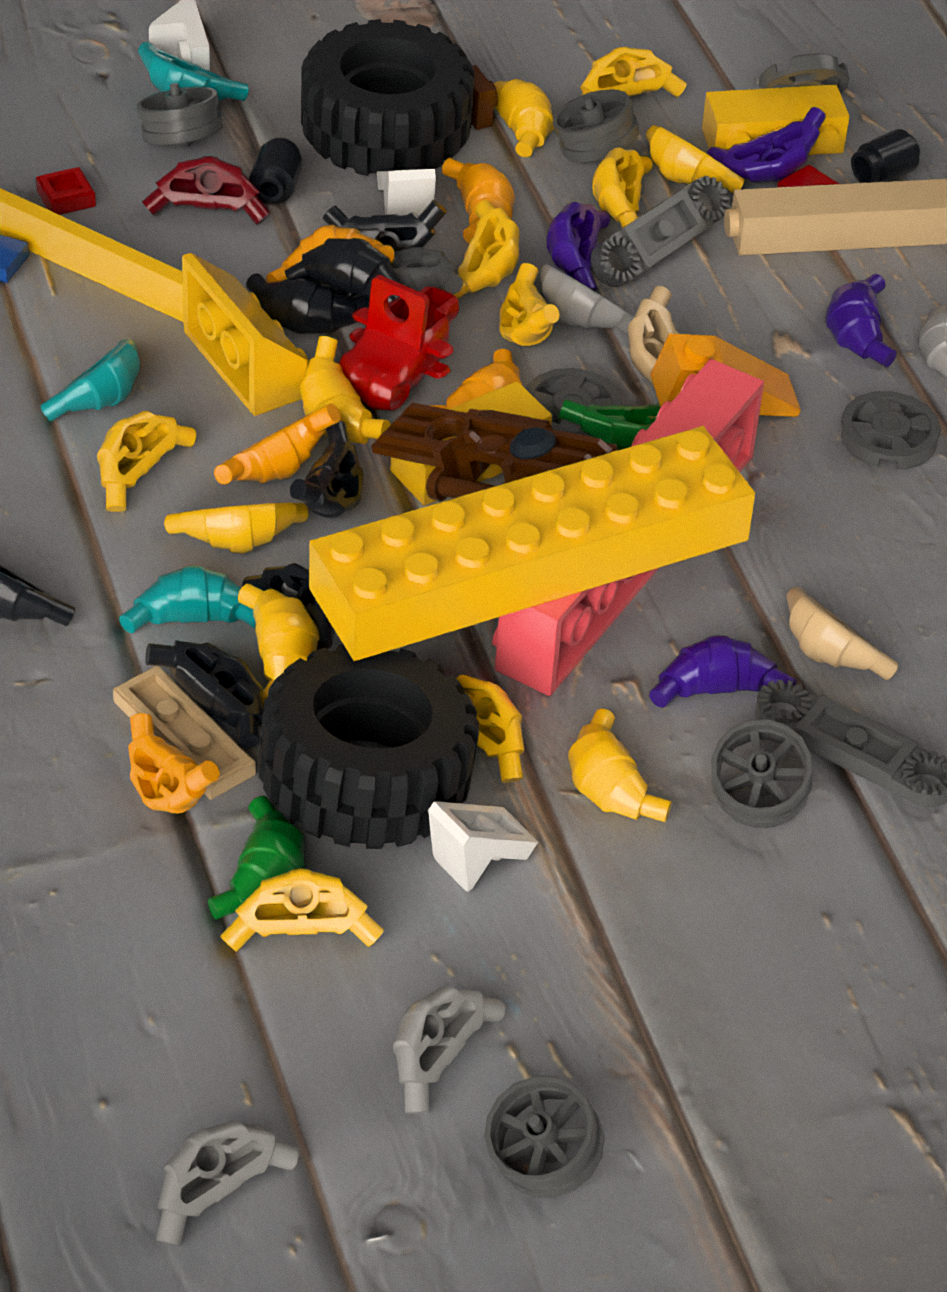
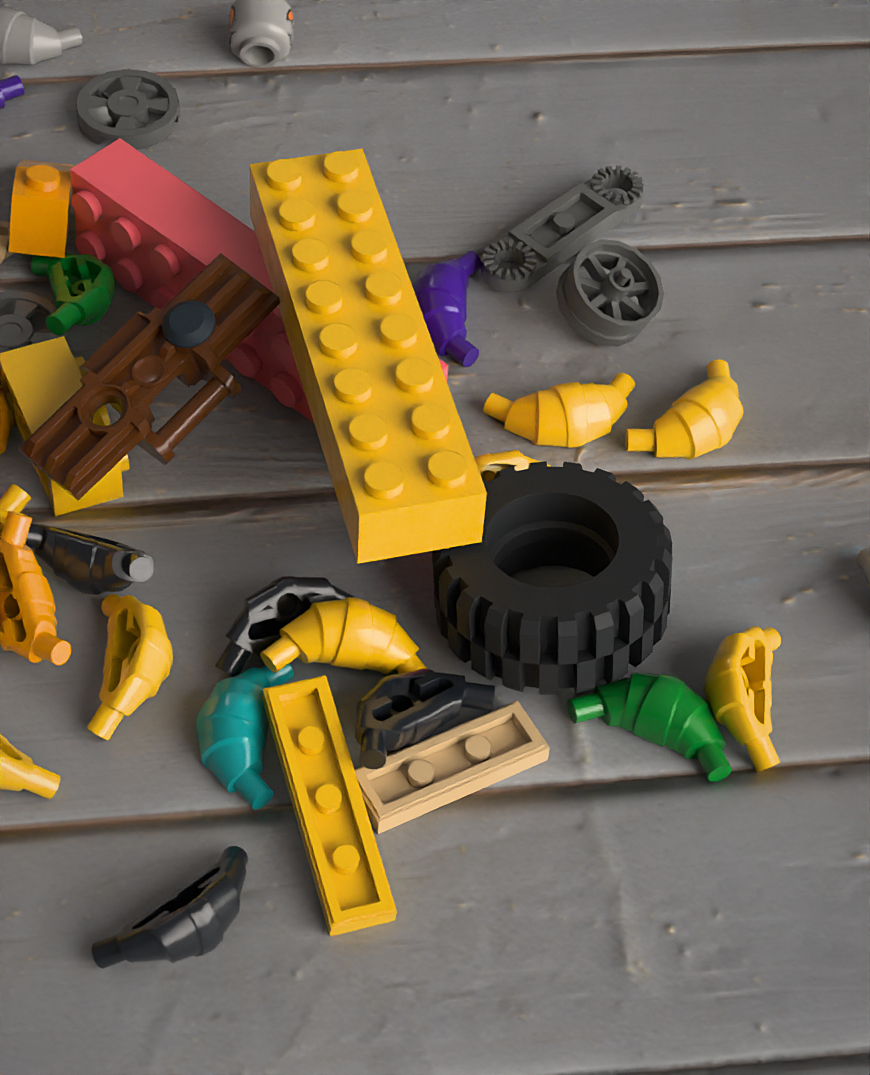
camera: 80 degrees left, 5 degrees up
(117, 652) = (328, 806): none -> yellow tile
(164, 773) = (541, 779): light orange piece -> none
(473, 835) = (690, 519): white slope -> none
(637, 868) = (696, 421): none -> yellow piece
(831, 640) = (428, 213): tan piece -> none

